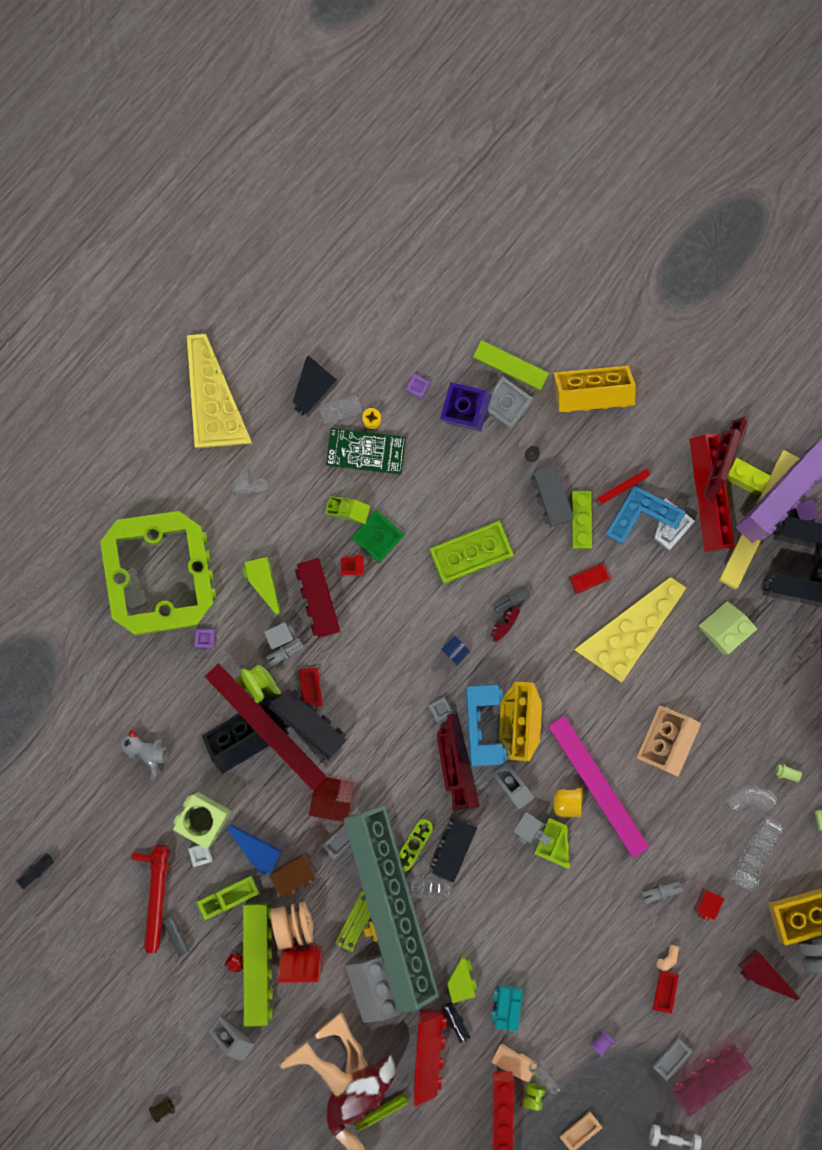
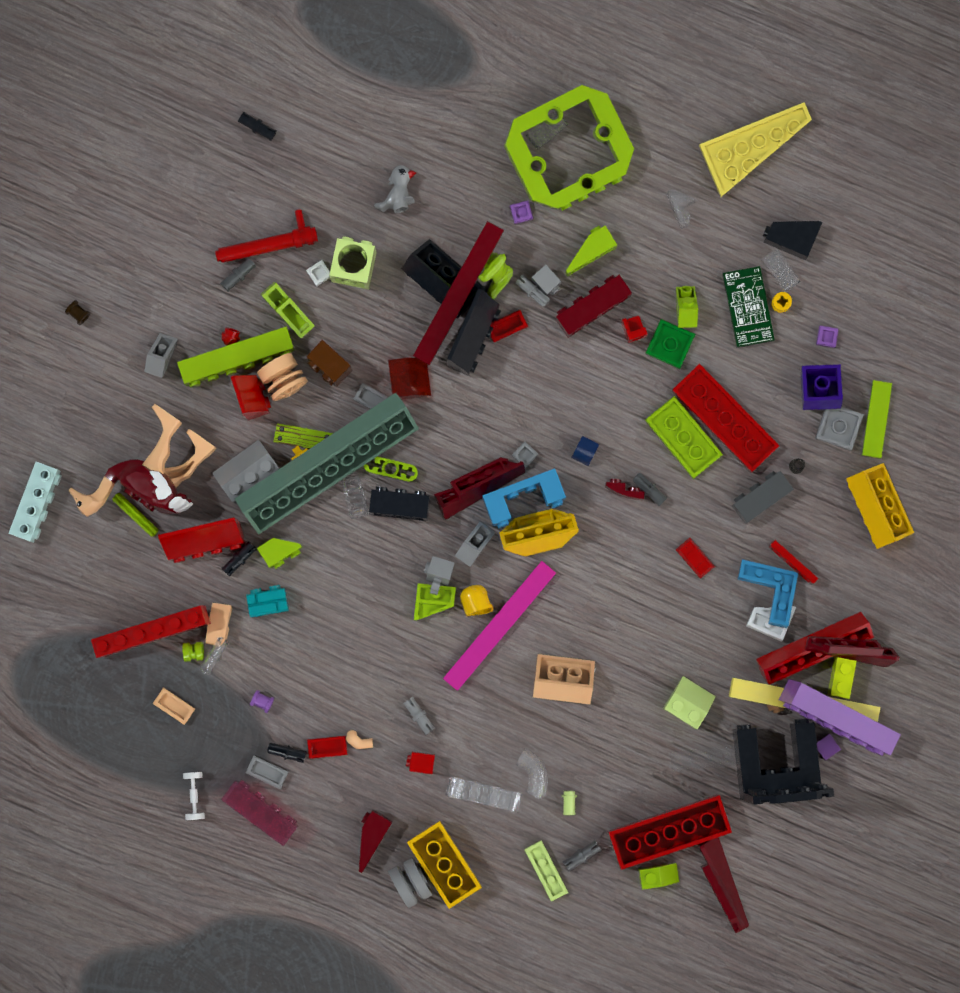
camera: 70 degrees right, 0 degrees up
(260, 853) = (338, 326): blue slope -> none
(465, 507) = (725, 418): none -> red plate
(582, 520) = (748, 533): lime plate -> none
(626, 637) = (649, 609): light yellow wing -> none
(659, 1033) = (286, 752): none -> black axle

